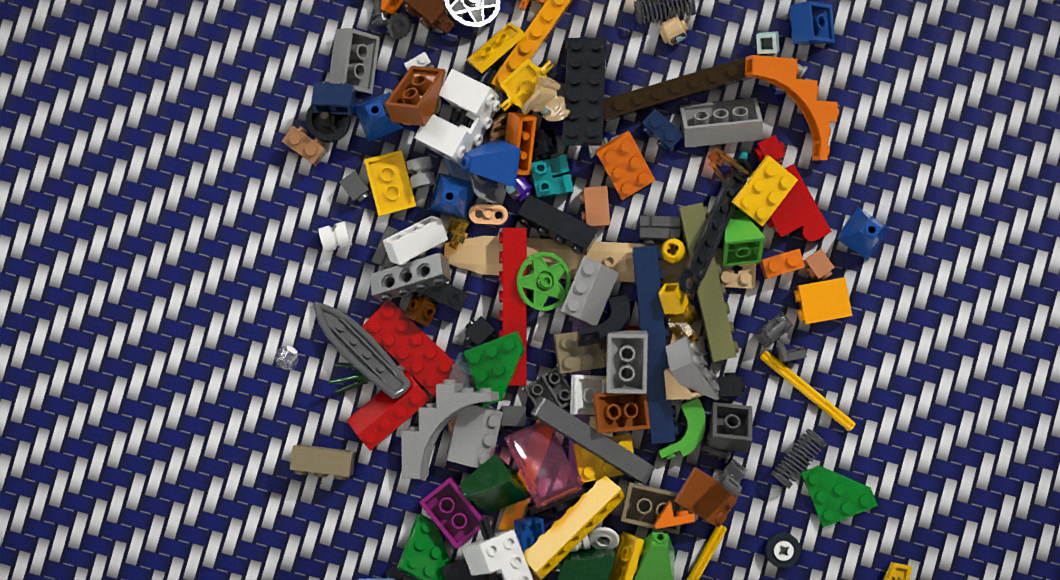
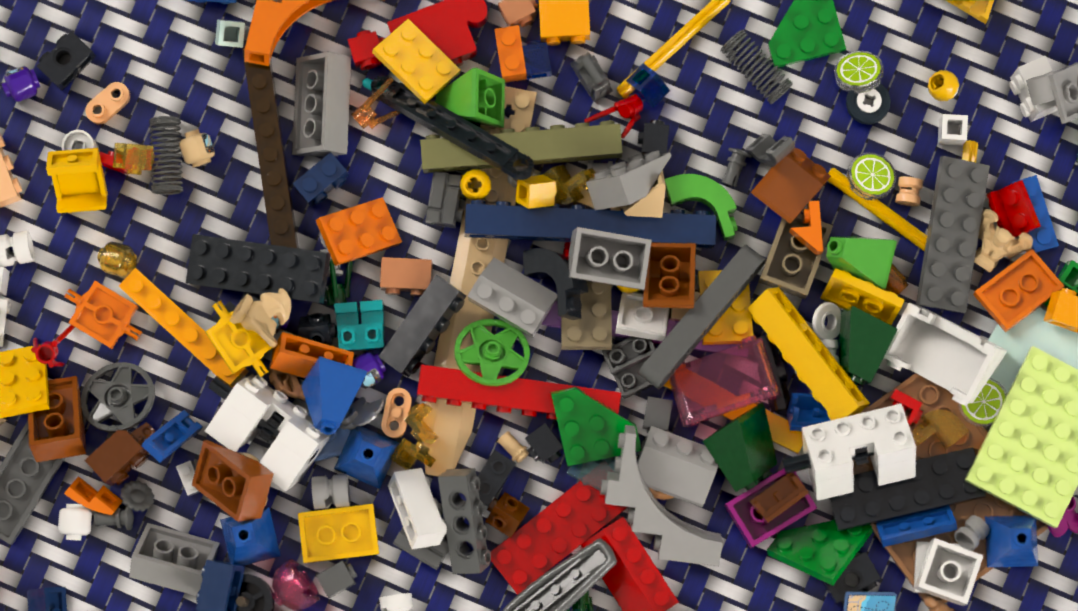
camera: 80 degrees left, 5 degrees down
(344, 155) = (293, 587): none -> clear pink cylinder
(446, 44) = (171, 436): none -> blue plate
(458, 518) = (779, 497): none -> reddish brown hinge
(474, 307) = (513, 447): none -> tan pin
(477, 234) = (421, 430): none -> clear yellow bracket
(495, 47) = (184, 374): yellow tile -> none
(574, 155) = (335, 291): none -> dark green plant
(723, 559) = (871, 176): none -> tile
(730, 427) = (706, 144): dark grey brick -> none
(751, 361) = (627, 108): none -> red plant
(771, 375) = (648, 85): none -> clear blue brick
(780, 285) = (537, 60): none -> clear blue brick
(788, 355) = (625, 56): dark grey tile -> none
(805, 540) = (859, 71): none -> tile

